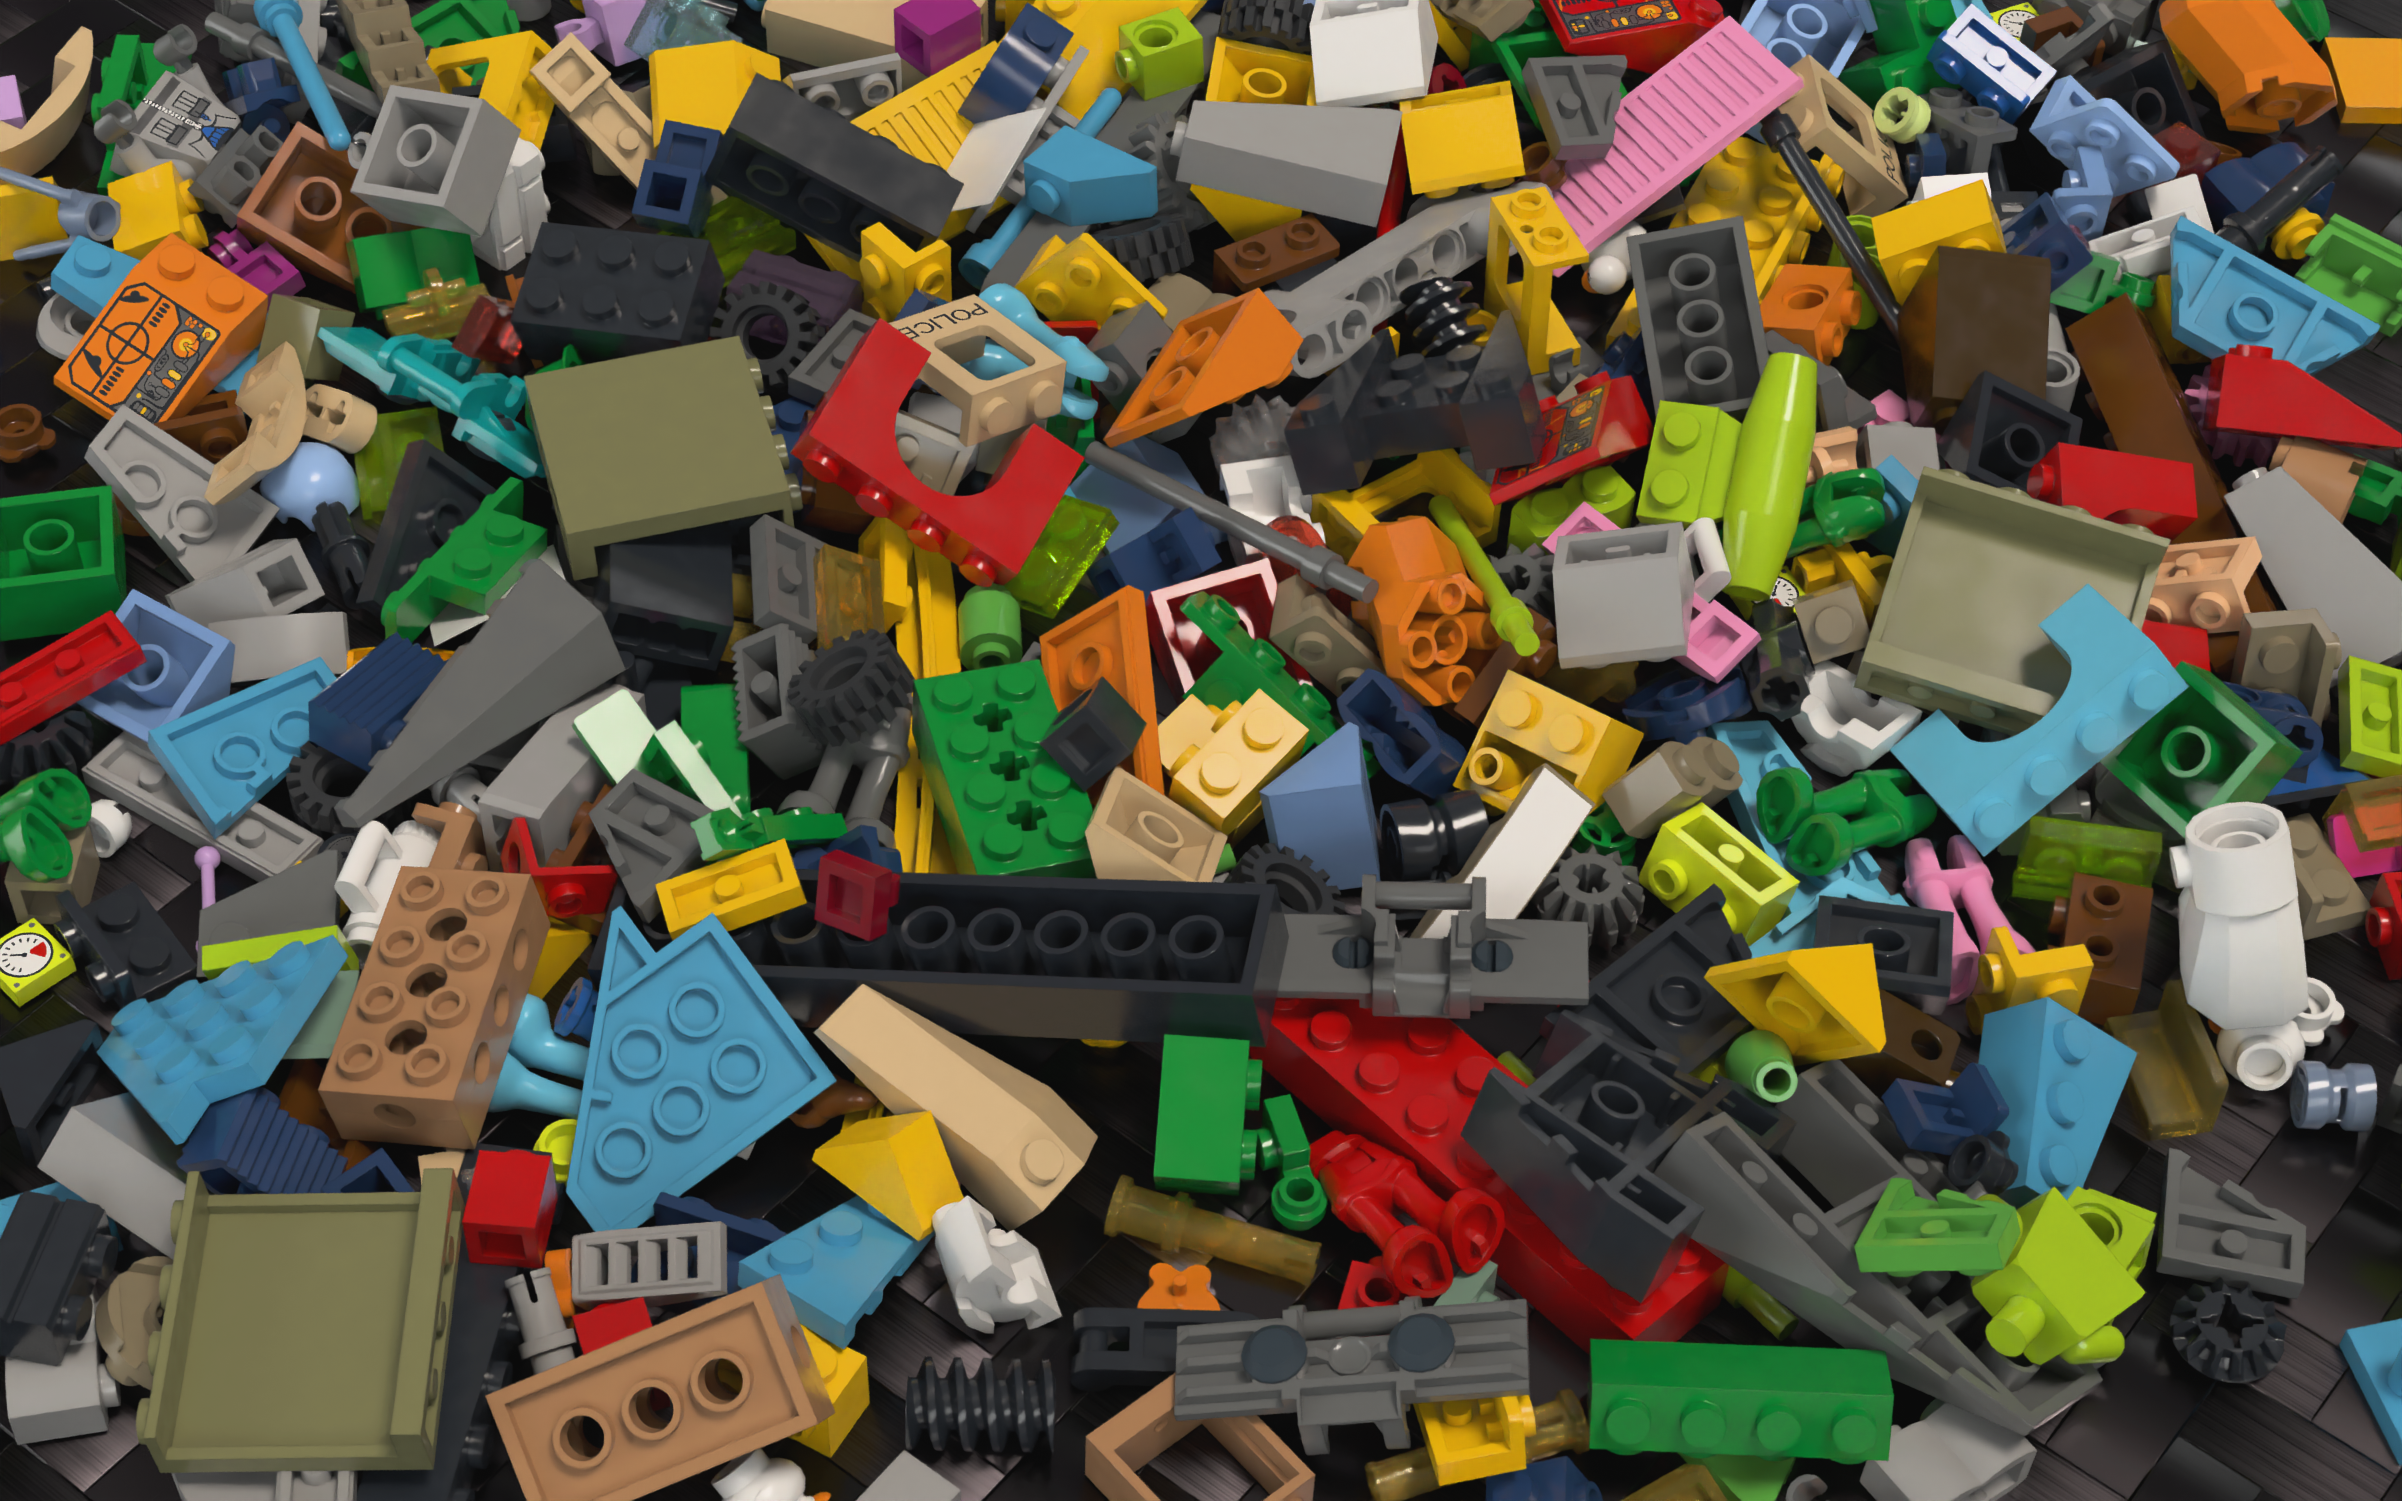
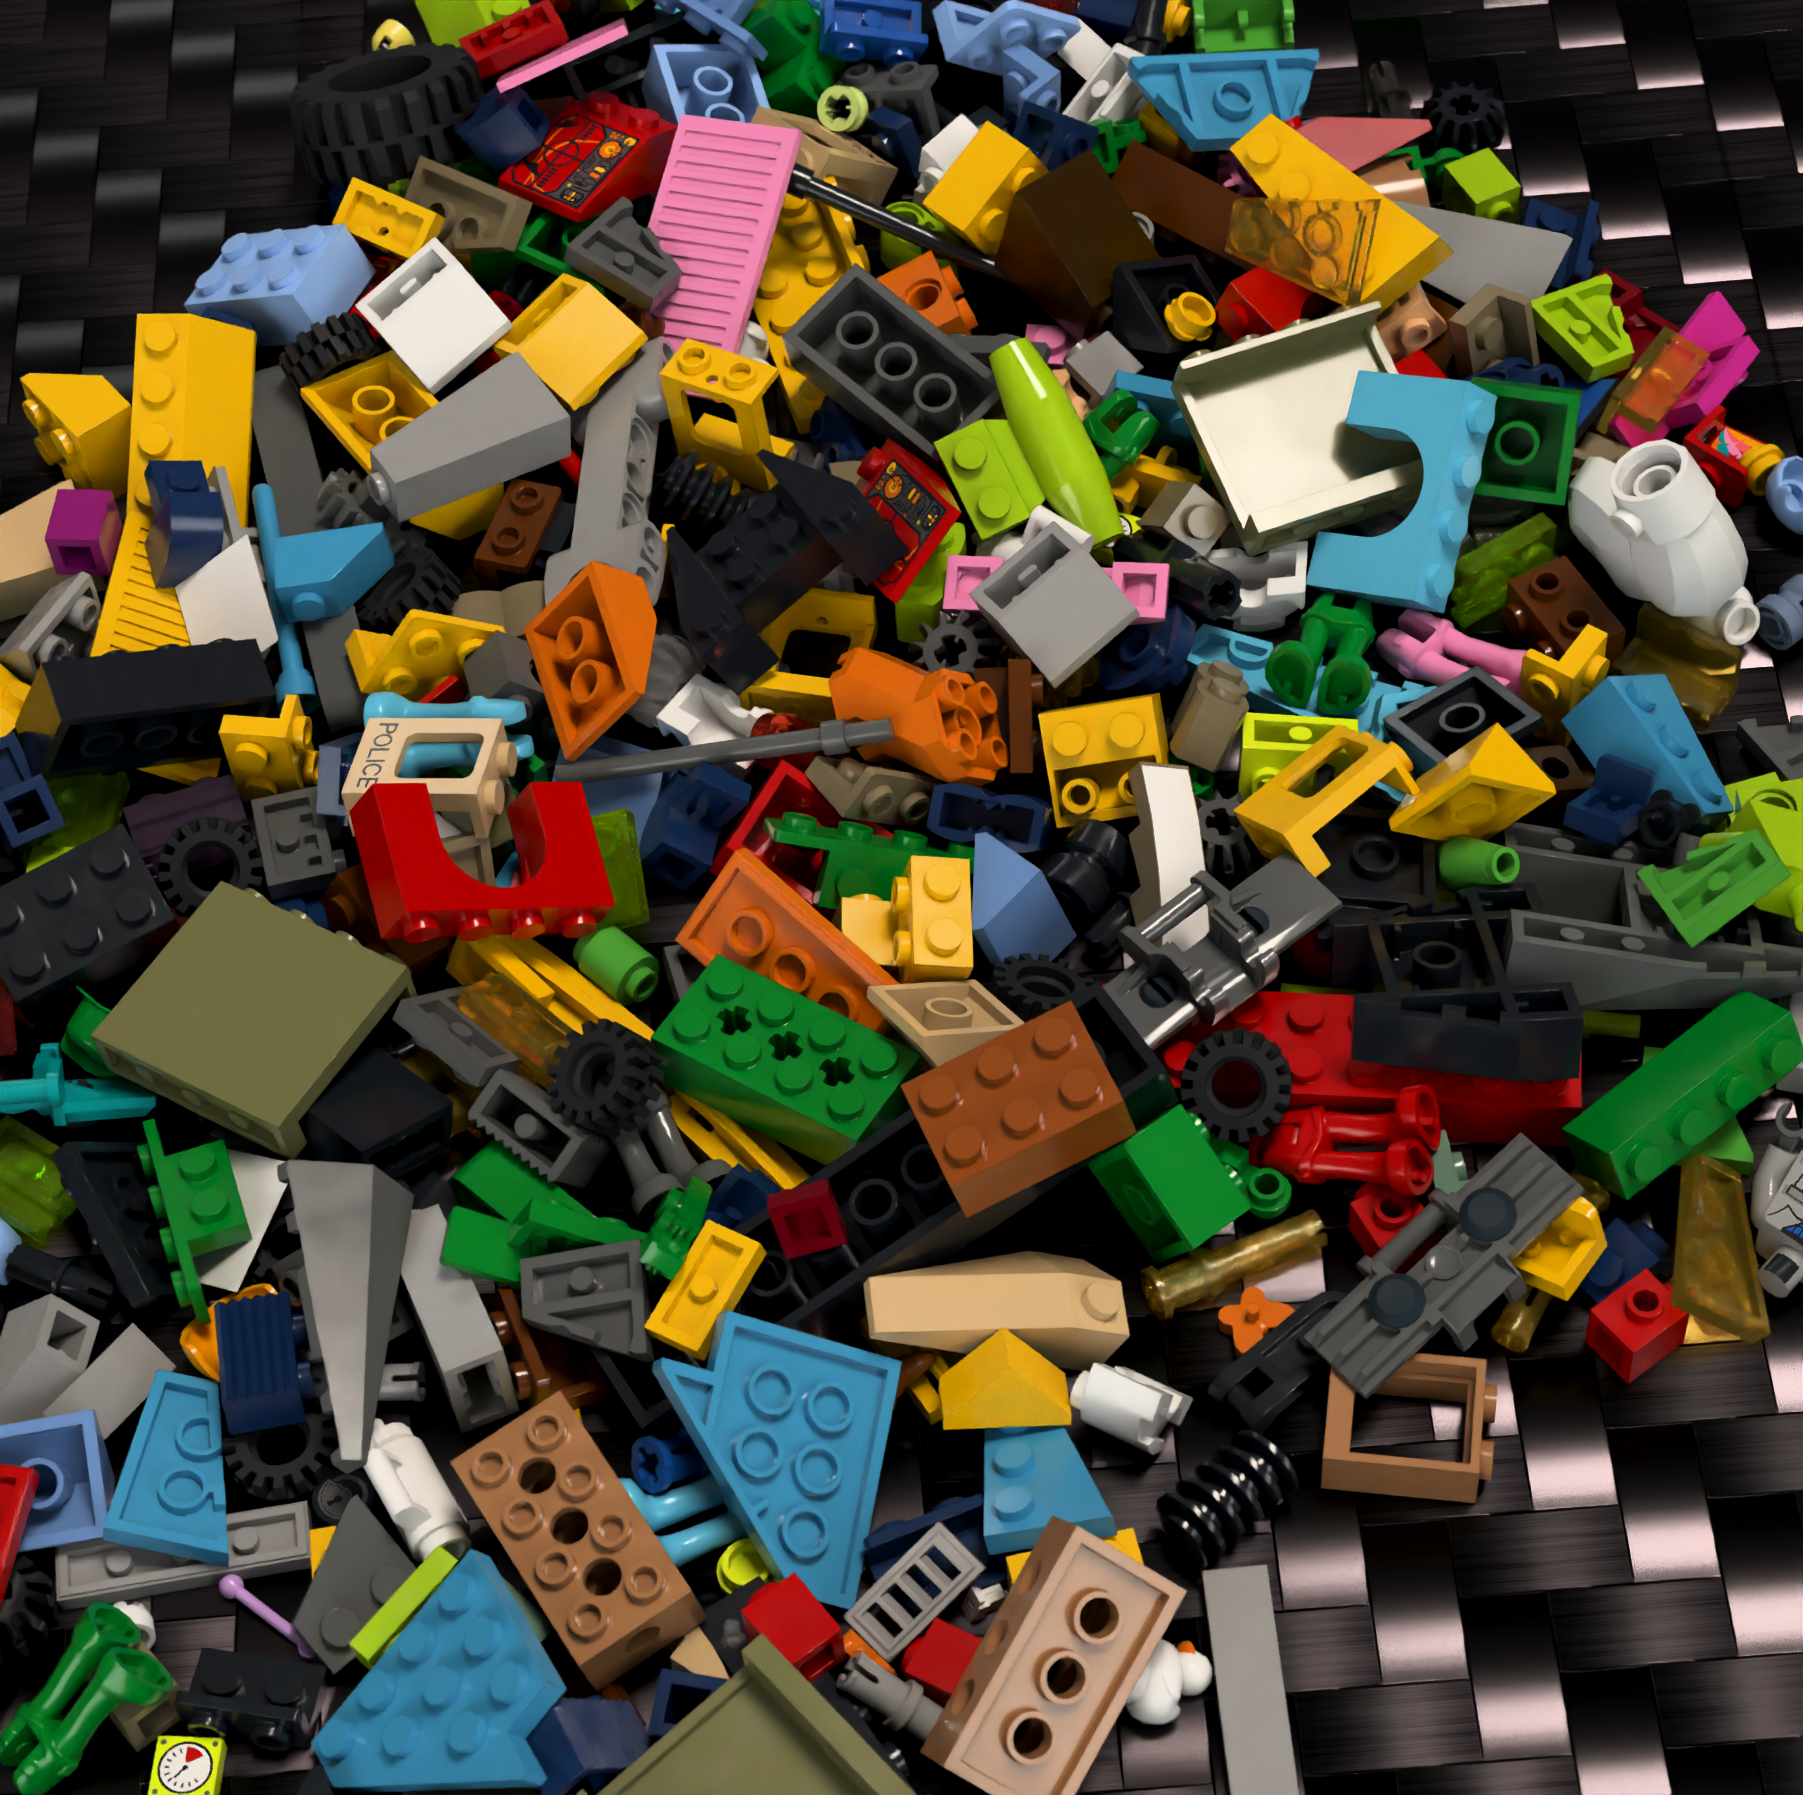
camera: 35 degrees left, 5 degrees up
(461, 837) = (443, 1434): medium nougat bracket -> none
(562, 890) = (566, 1377): red bracket -> none
(1092, 930) = (1019, 1109): none -> dark orange brick
(1093, 733) = (827, 976): black brick -> none
(1160, 54) = (268, 431): lime brick -> none
(1306, 1075) = (1244, 1047): none -> black tyre
(1507, 614) = (1005, 675): lime bar -> none
(1675, 894) = (1287, 821): none -> yellow window
(2007, 457) = (1190, 317): none -> yellow plate
(2150, 447) = (1307, 241): none -> clear yellow wing
(2210, 455) = (1294, 167): none -> yellow wedge

